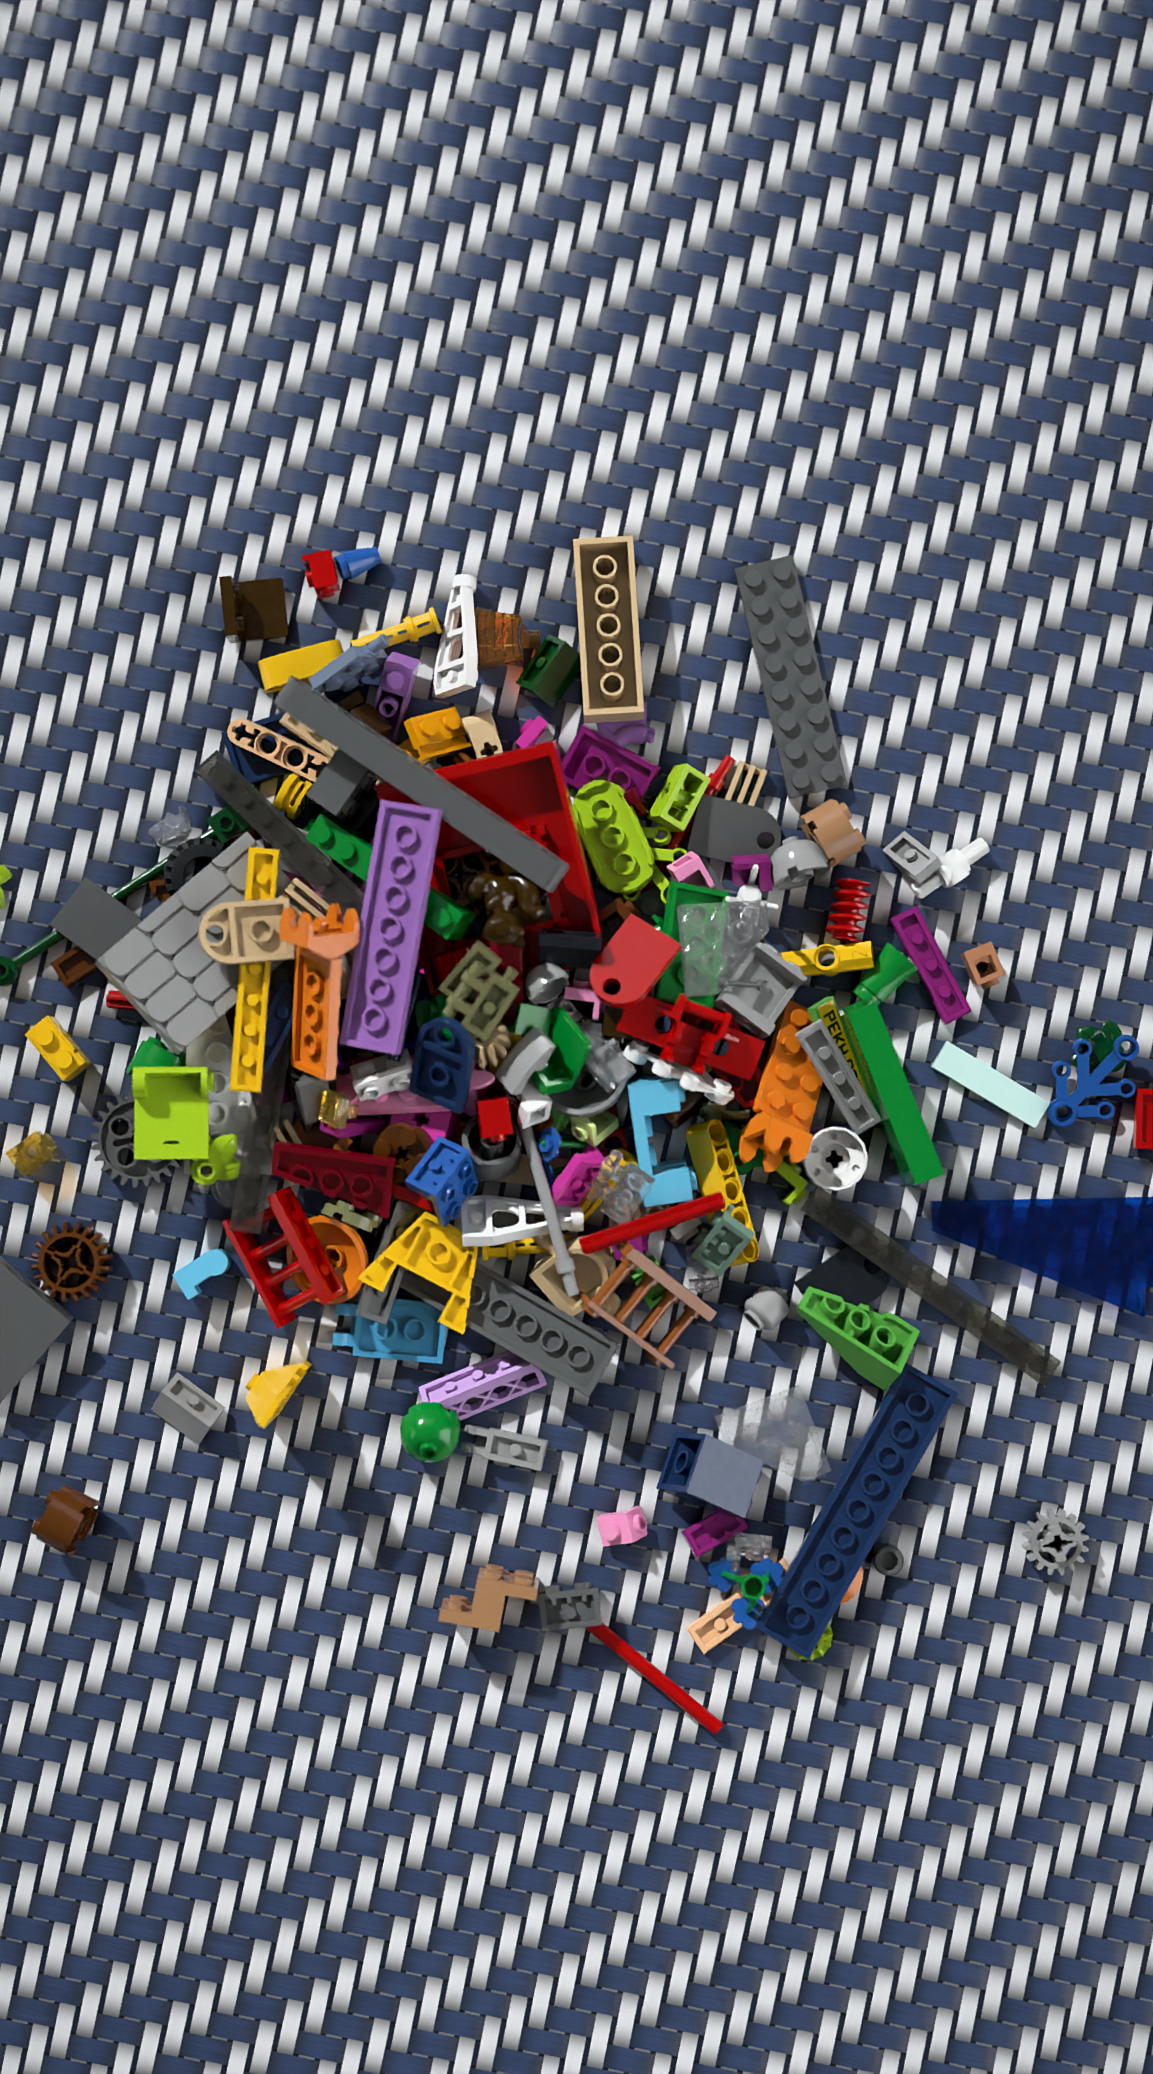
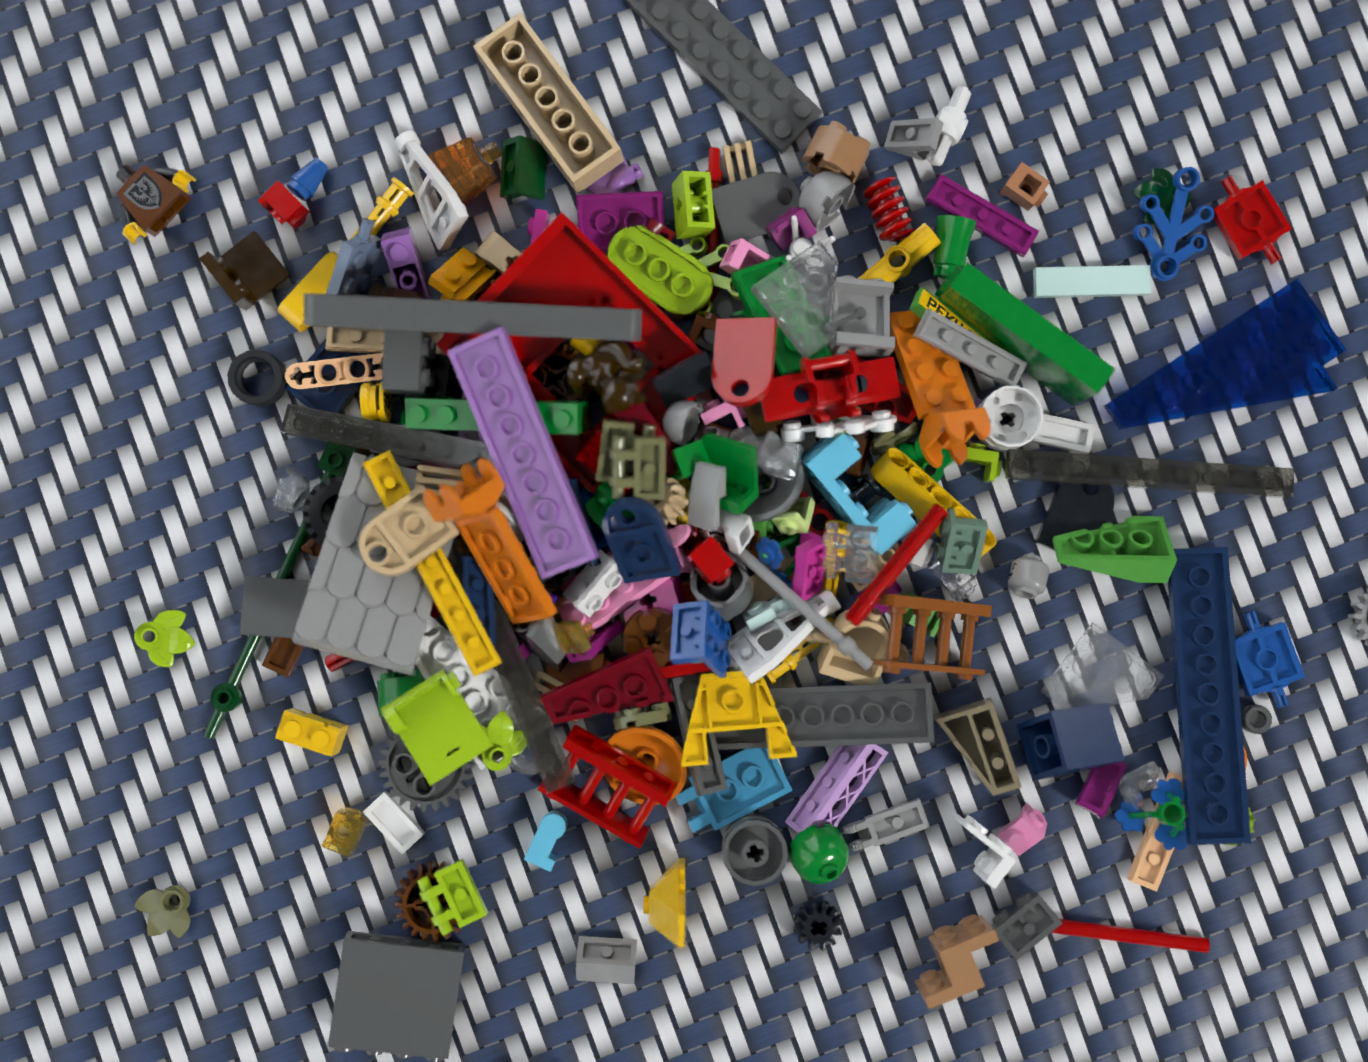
camera: 35 degrees left, 0 degrees up
(79, 1172) = (394, 822): none -> white tile
(99, 1270) = (459, 893): none -> lime plate
(181, 707) = (237, 369): none -> black tyre
(209, 494) = (151, 198): none -> torso
(372, 1410) = (758, 866): none -> dark grey wheel
(383, 1501) = (814, 934): none -> black gear
(511, 1191) = (762, 612): none -> light aqua plate
(572, 1535) = (996, 861): none -> white bracket
(632, 1426) = (981, 741): none -> dark tan wedge
(669, 1142) = (864, 490): none -> black bush
(879, 1202) = (1065, 434): none -> white tile
(929, 1512) = (1266, 659): none -> blue plate

